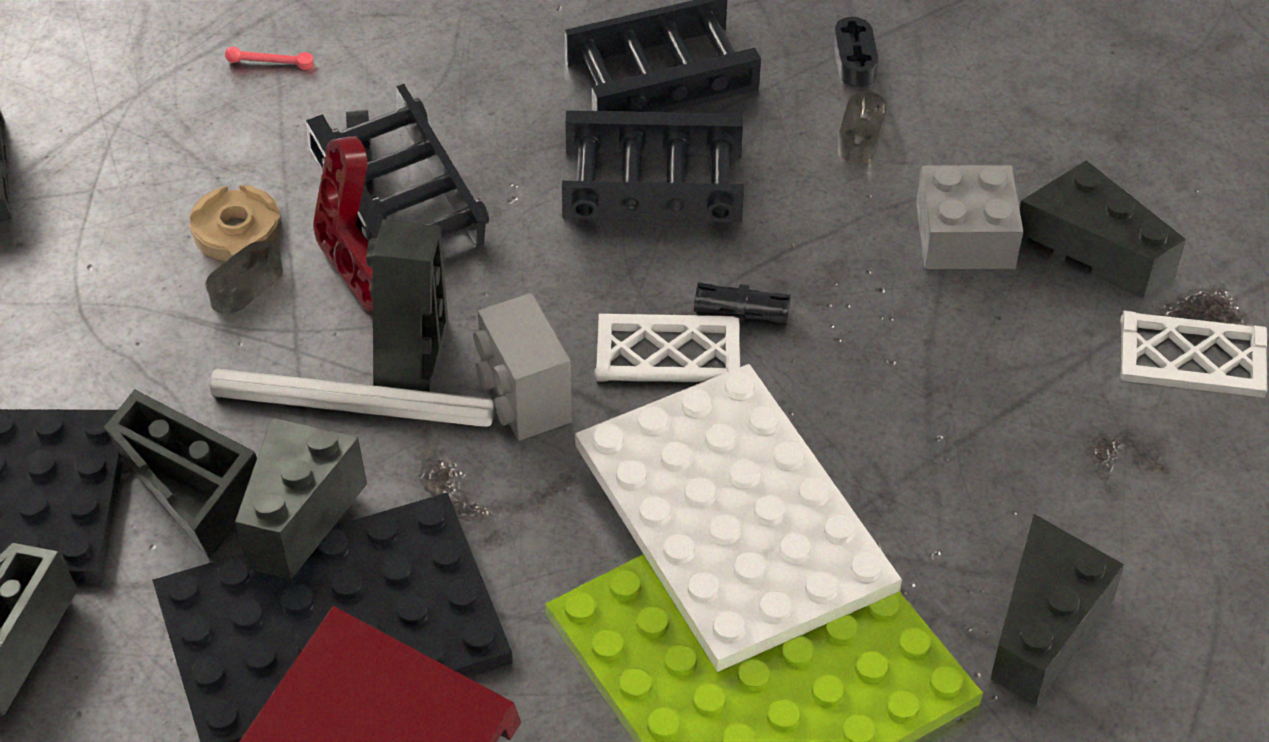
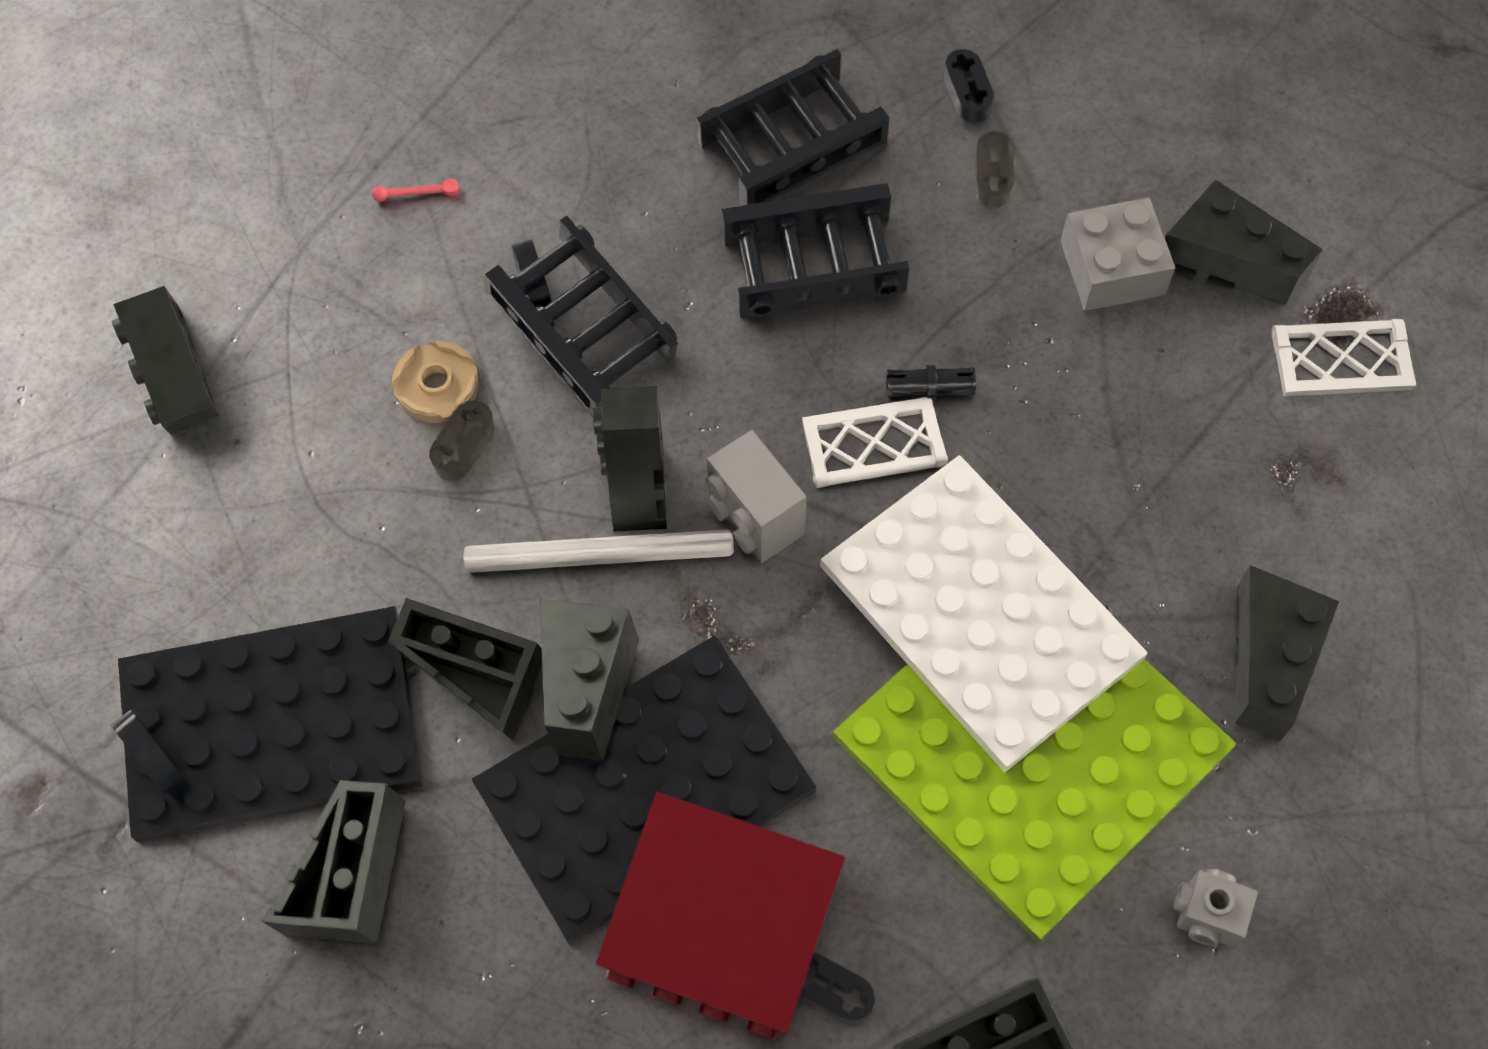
camera: 10 degrees left, 15 degrees up
(337, 215) = (537, 375): dark red beam -> none

